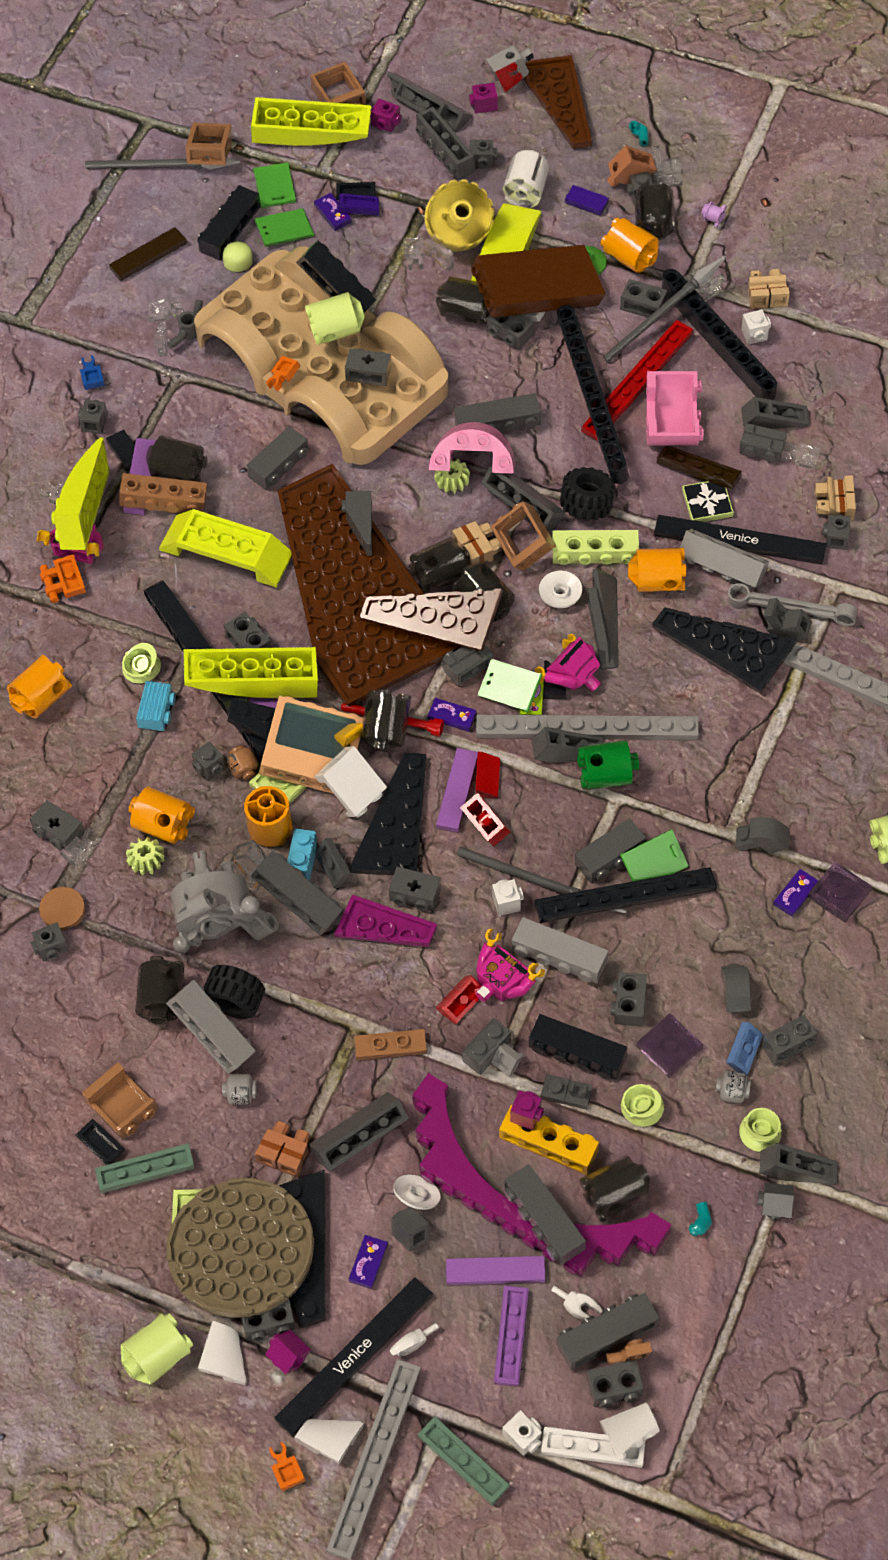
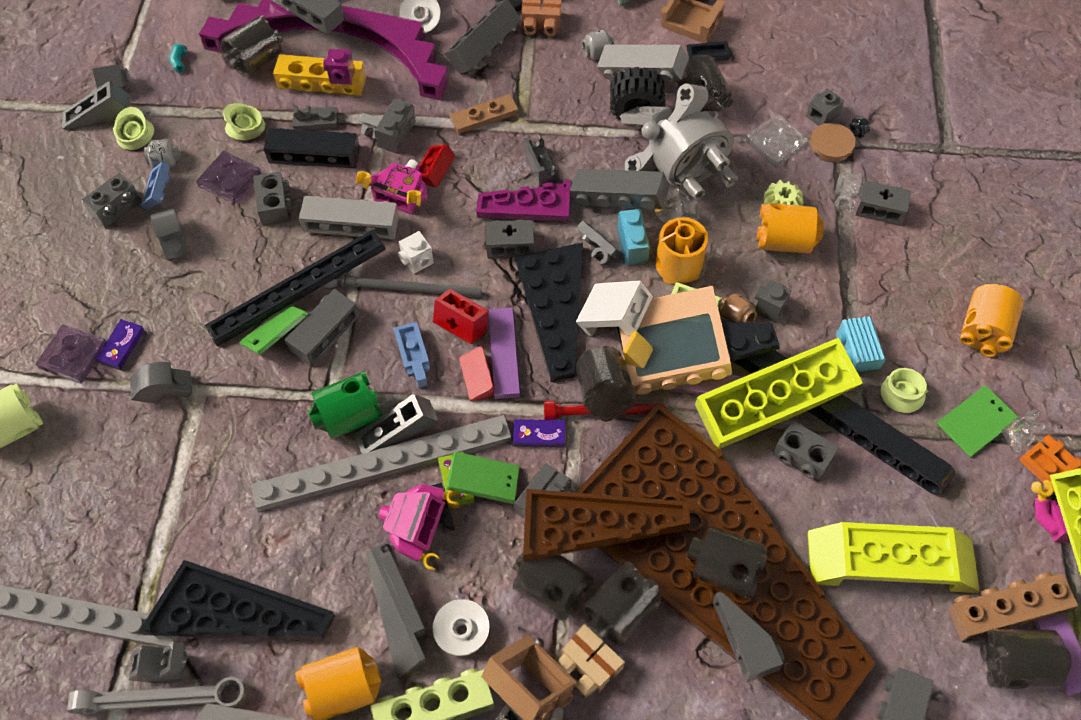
camera: 160 degrees right, 0 degrees up
(27, 914) = (859, 126): none -> black plate
(71, 606) = (1021, 431): none -> clear plate
(97, 628) = (977, 421): none -> bright green container
(116, 922) = (776, 140): none -> clear plate
(126, 1052) = (718, 50): none -> black tile
(238, 944) = (641, 115): none -> light grey plate
(351, 561) = (718, 560): none -> clear smoke cylinder
(354, 965) = (540, 162): none -> dark grey hinge
(536, 809) = (413, 352): none -> medium blue hinge

